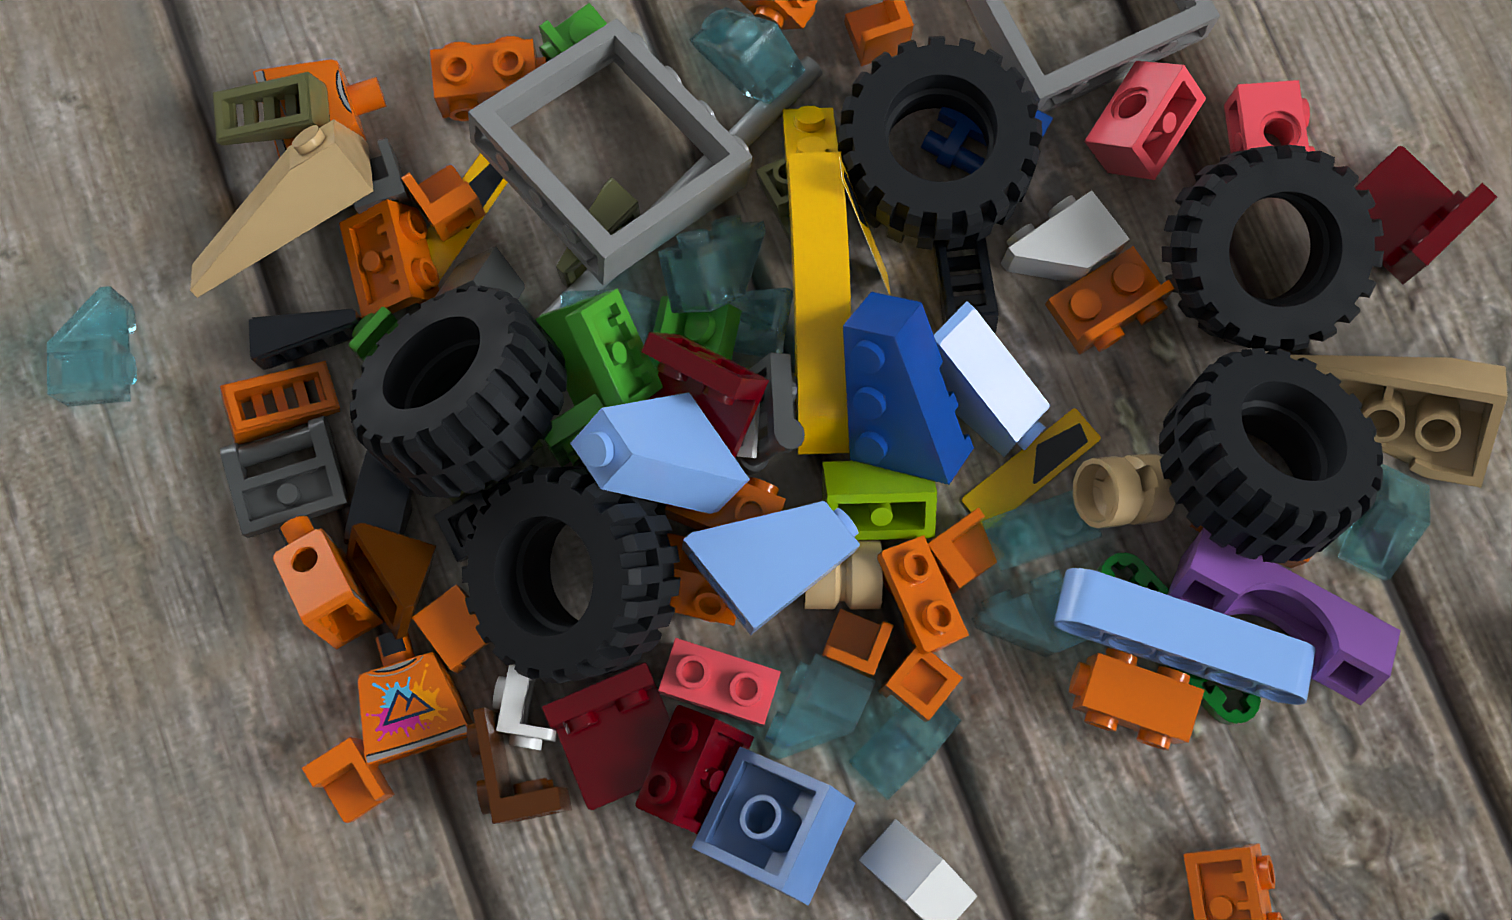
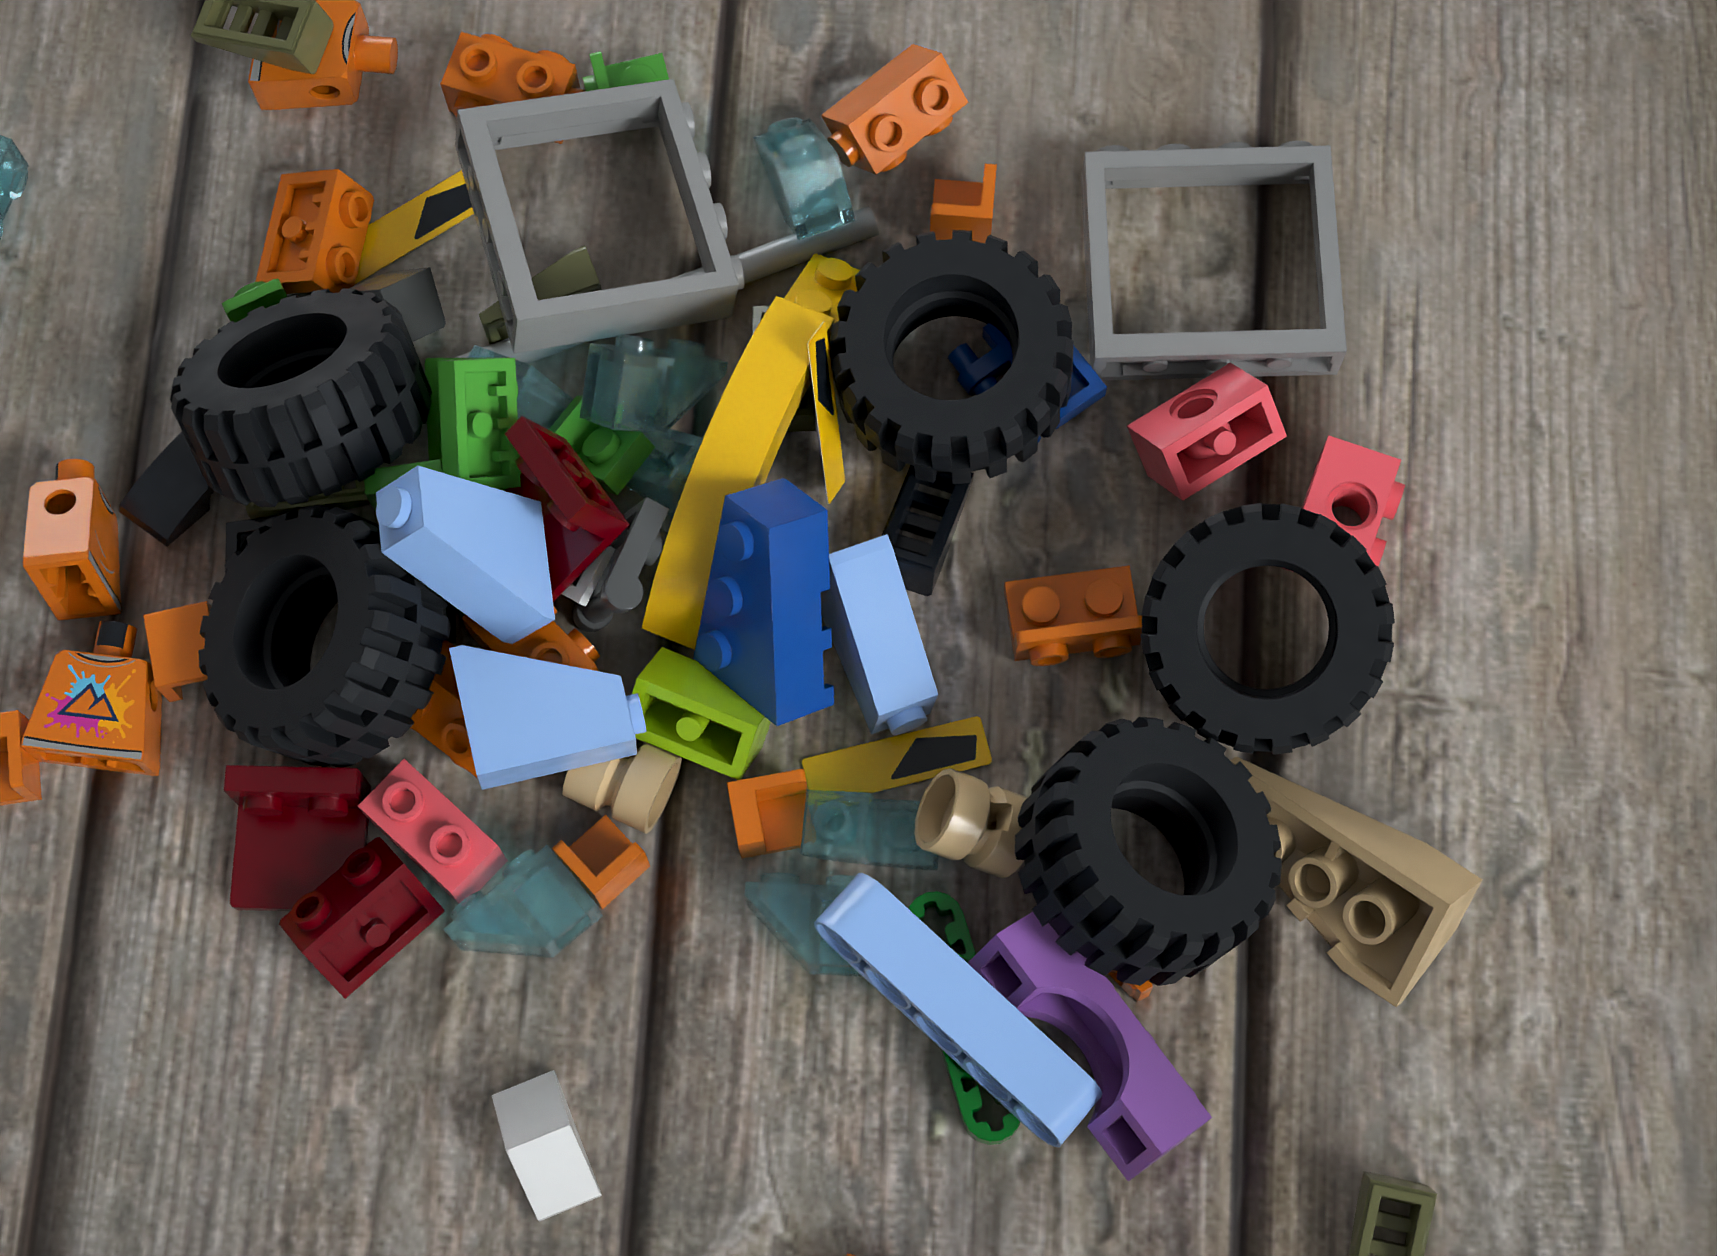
camera: 30 degrees right, 5 degrees down
(268, 424) = (110, 310): orange slope -> none
(289, 492) = (103, 434): dark grey plate -> none
(293, 336) = (171, 272): black slope -> none
(307, 185) = (263, 118): tan wedge -> none
(386, 180) = (346, 147): dark grey panel -> none
(391, 571) = (151, 561): reddish brown slope -> none
(445, 201) = (402, 199): orange panel -> none
(495, 792) = (142, 832): reddish brown bracket -> none
(514, 699) = (204, 766): white bracket -> none
(774, 825) = (415, 1011): medium blue slope -> none
(902, 748) = (605, 988): clear light blue slope -> none
(921, 596) = (690, 836): orange bracket -> none
(921, 683) = (646, 928): orange panel -> none
(1069, 244) = (1052, 529): white slope -> none
(1120, 693) = (859, 1040): orange brick -> none
(1390, 527) = (1267, 996): clear light blue slope -> none
(1417, 212) = (1465, 664): dark red bracket -> none

